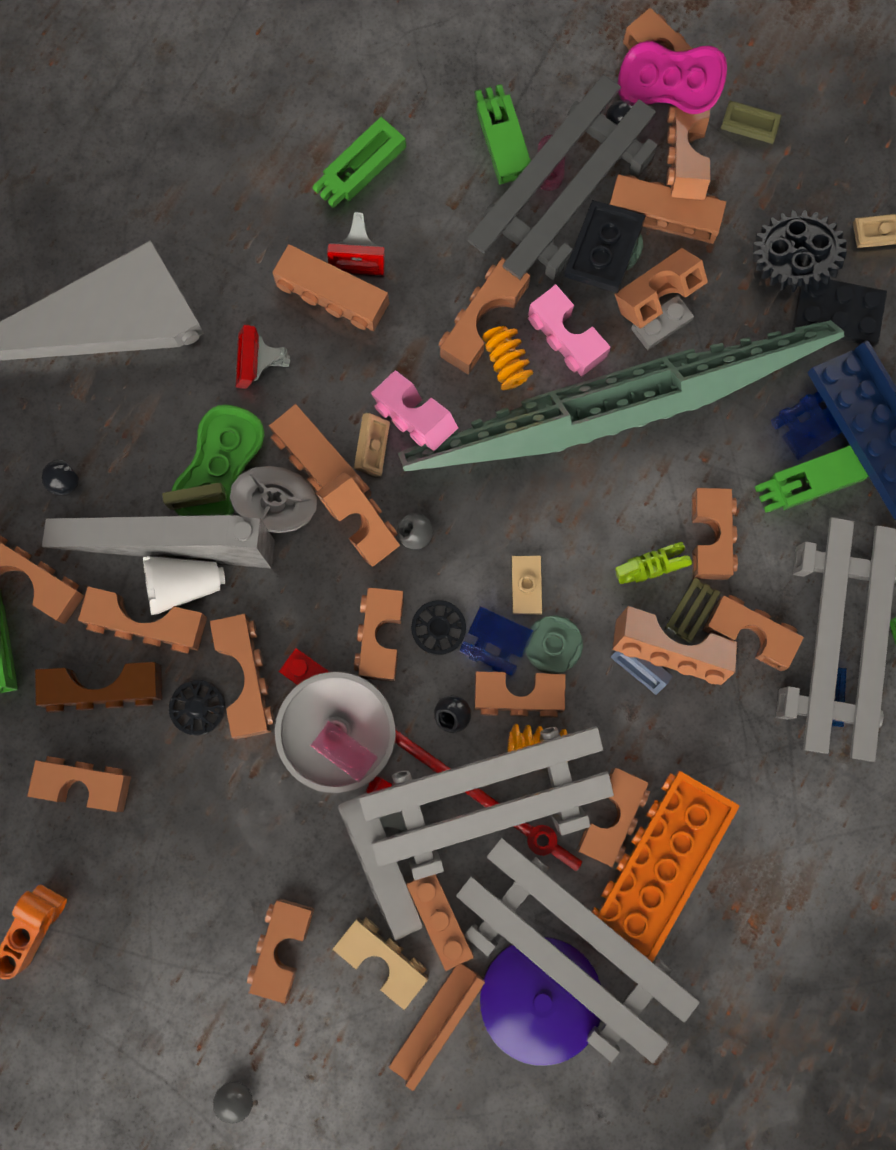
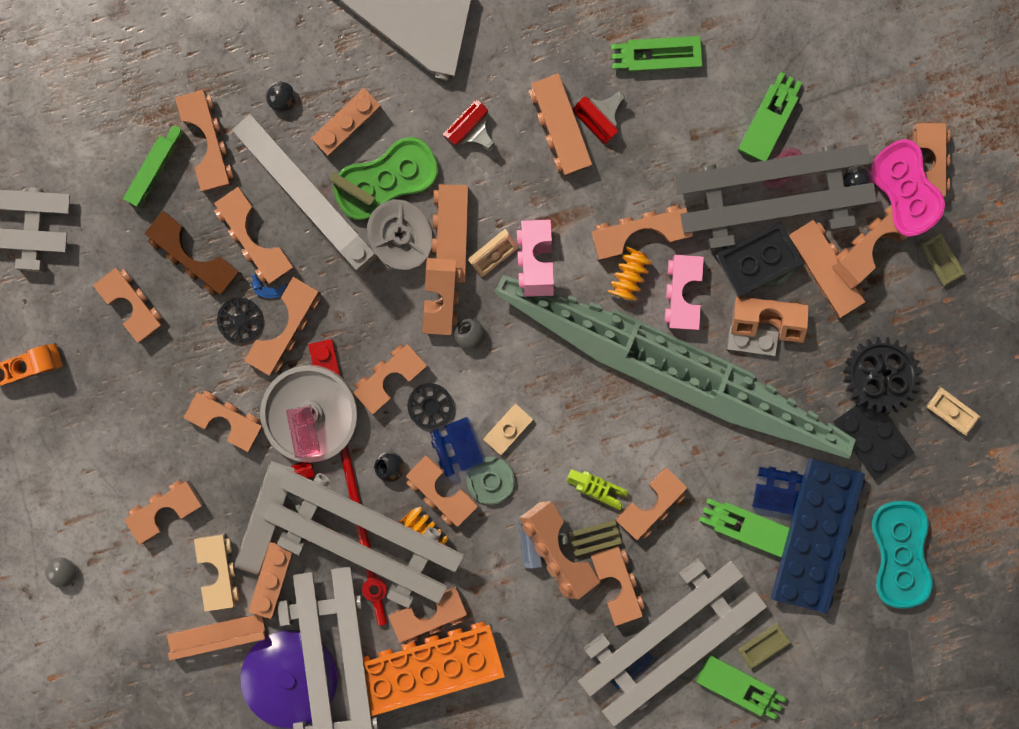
camera: 40 degrees right, 10 degrees up
(136, 463) = (346, 122): none -> nougat arch
(179, 581) = (296, 233): white cone -> none
(197, 661) = (266, 292): none -> blue piece
(236, 816) = (243, 428): none -> nougat arch

